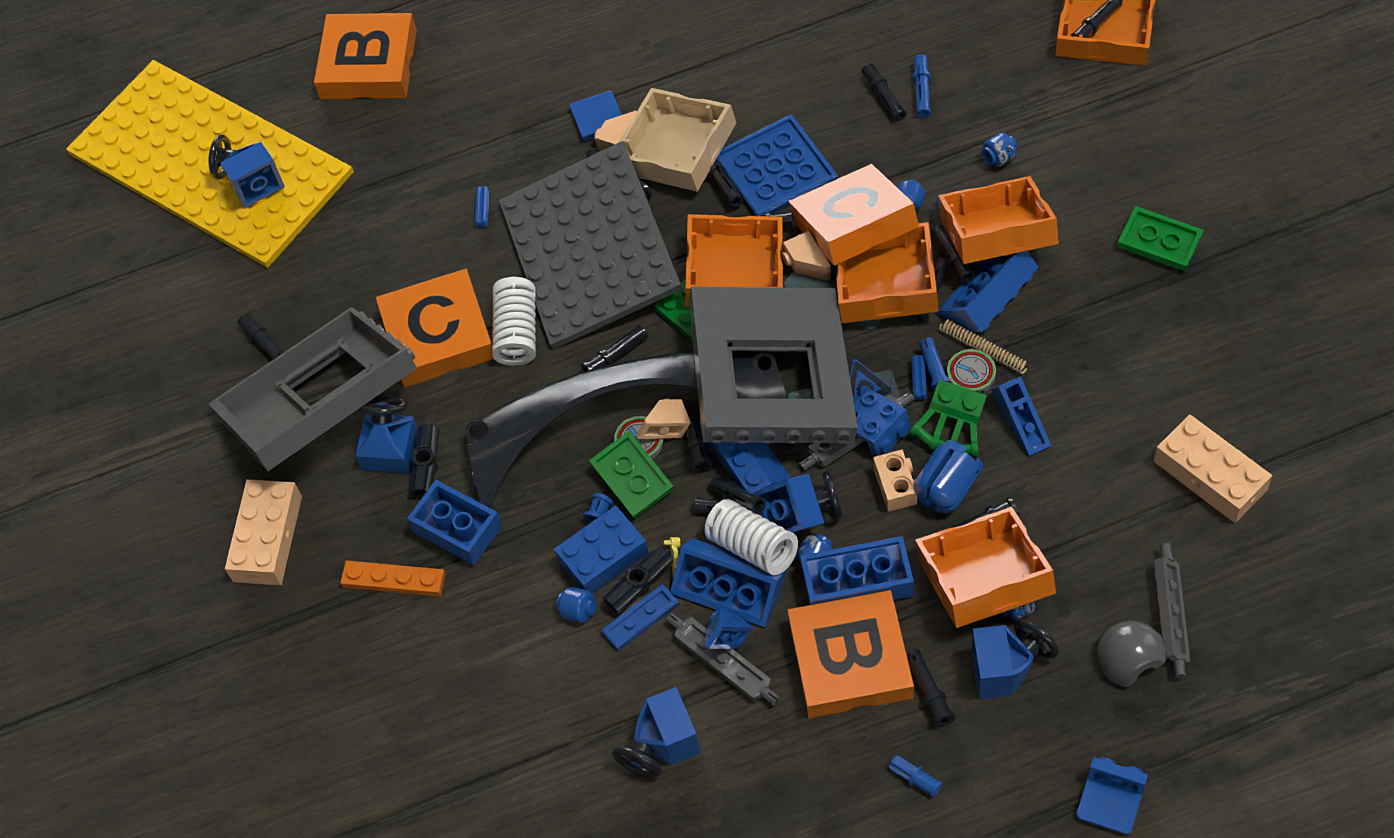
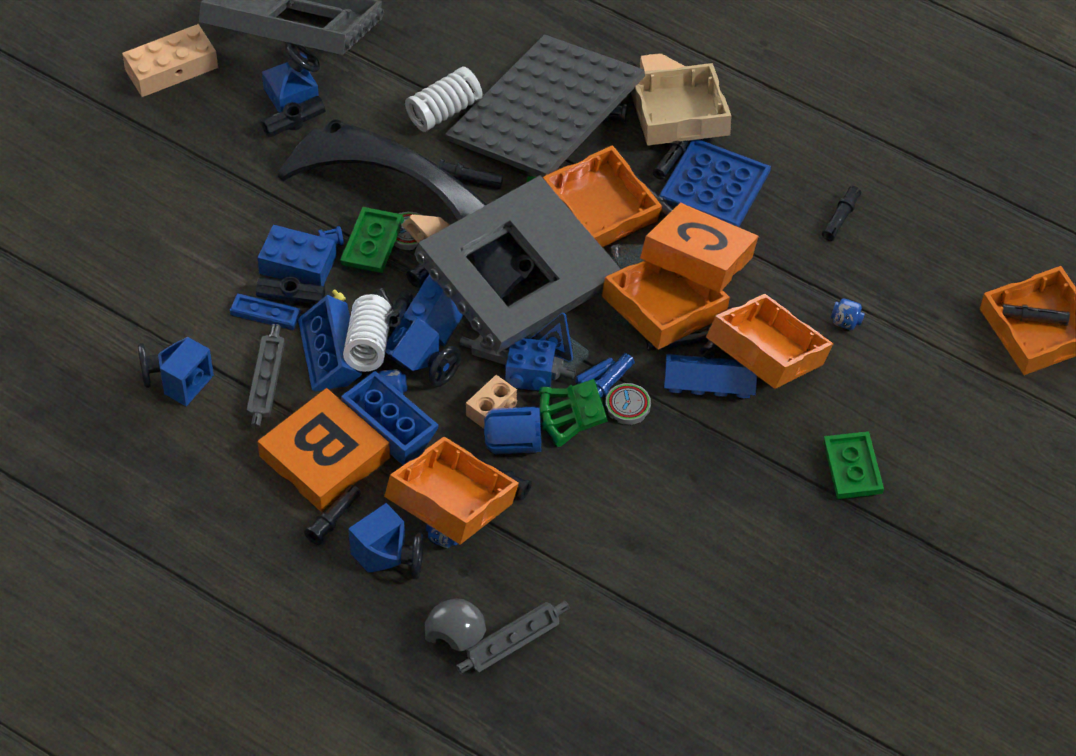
camera: 45 degrees right, 5 degrees down
(393, 578) = (191, 154): orange plate -> none
(438, 324) = (404, 57): orange tile -> none
(454, 522) = (255, 159): blue brick -> none
(482, 206) = (531, 28): blue axle -> none
(576, 604) = (244, 266): blue head -> none
(593, 112) = (670, 45): blue tile -> none
(726, 630) = (282, 359): blue slope -> none
(806, 257) = (637, 235): light nougat slope -> none
(914, 192) = (754, 280): blue head -> none
(915, 775) = (256, 543): blue axle -> none
(921, 78) = (876, 229): blue pin -> none
(980, 341) = (659, 404): tan piece -> none
(1021, 415) = (610, 453): blue slope -> none
(1111, 795) = (325, 674): blue bracket -> none
(1212, 468) = (659, 602): light nougat brick -> none

